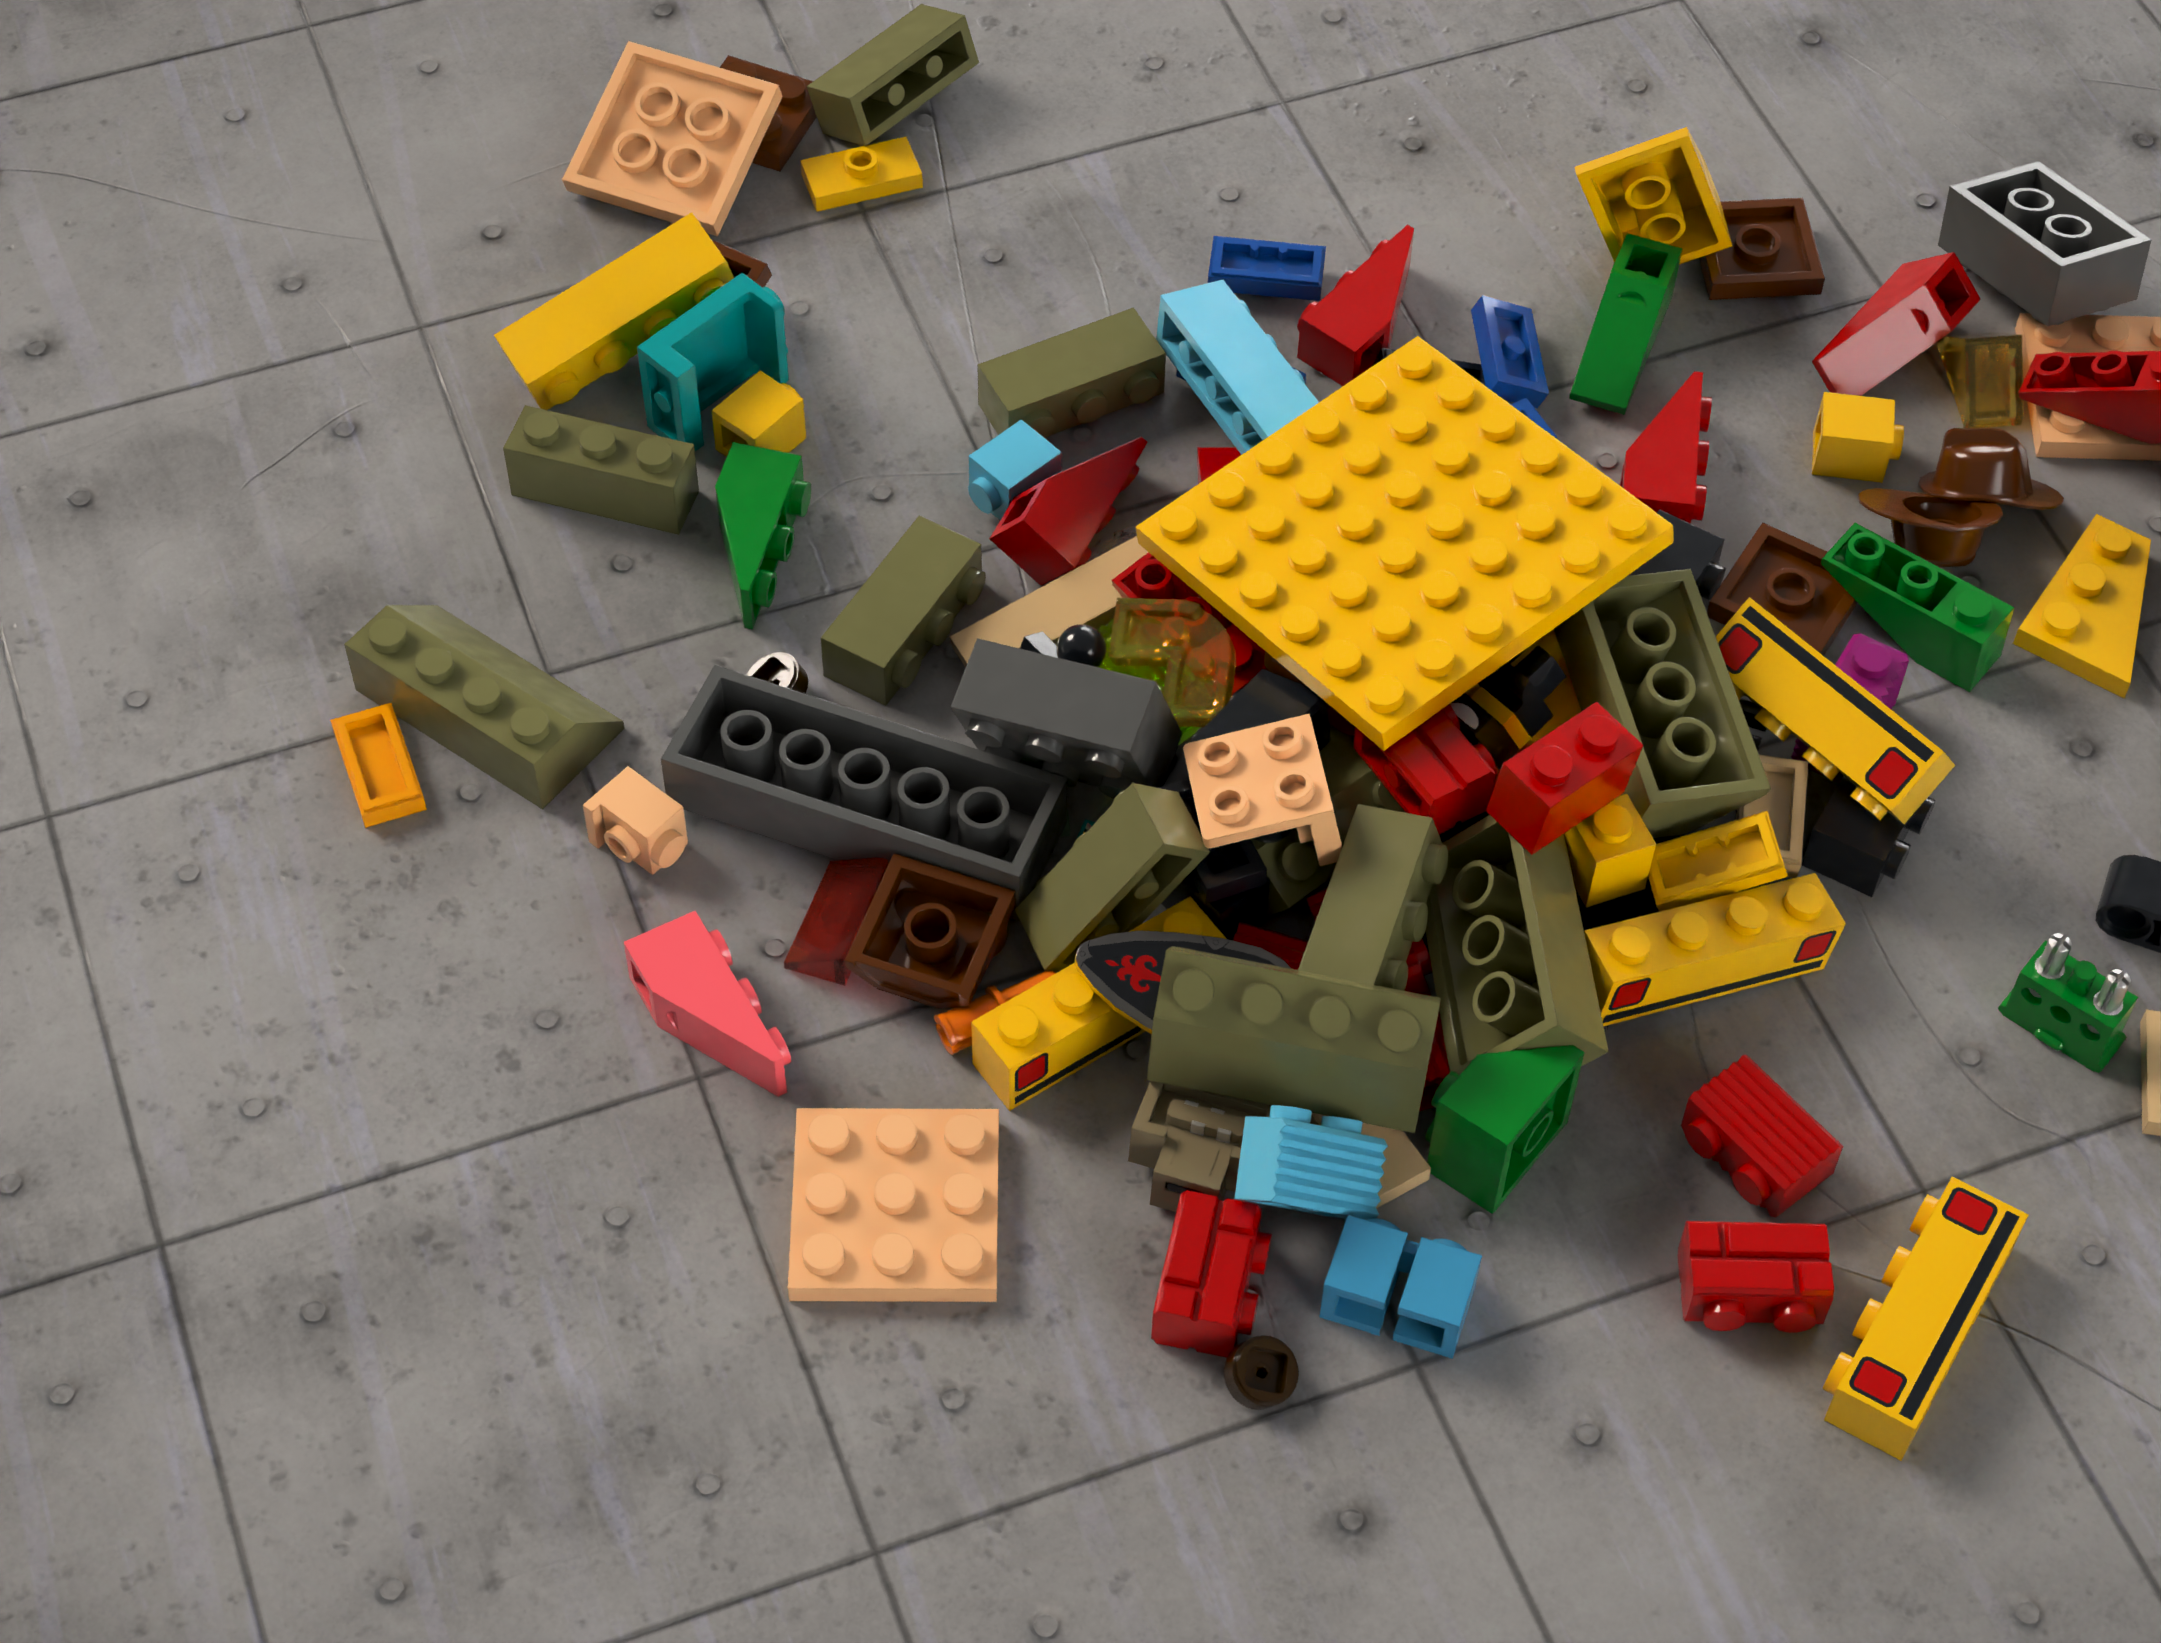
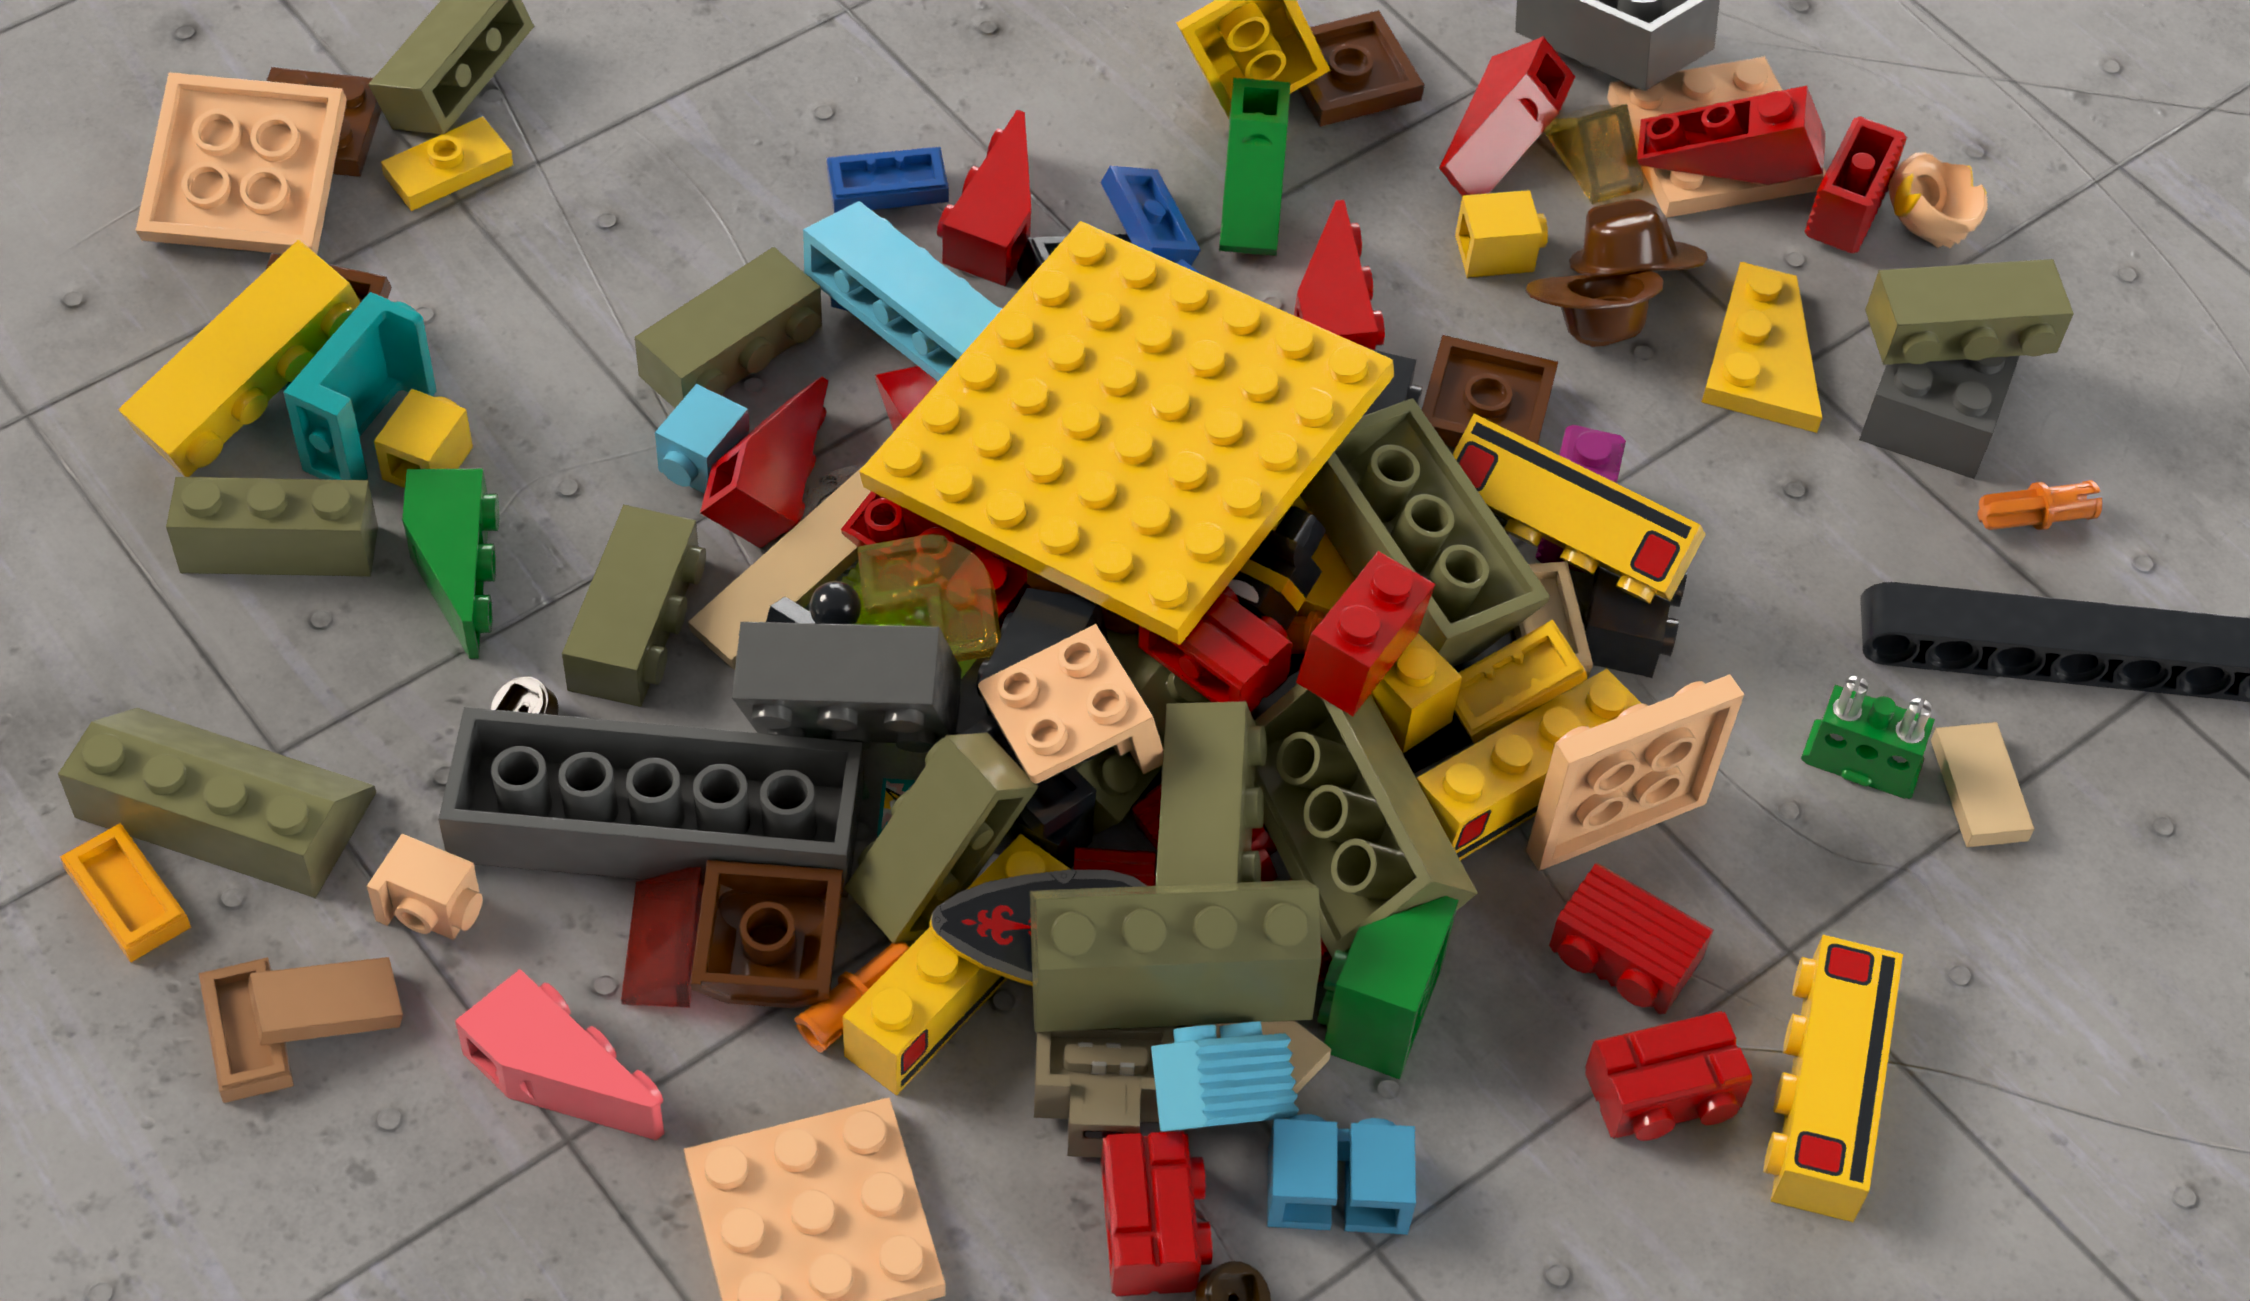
camera: 20 degrees left, 0 degrees up
(445, 910) = (240, 1061): none -> medium nougat tile
(519, 899) = (324, 1000): none -> medium nougat tile
(1805, 974) = (1633, 771): none -> light nougat plate
(1922, 607) = (1614, 385): green slope -> none

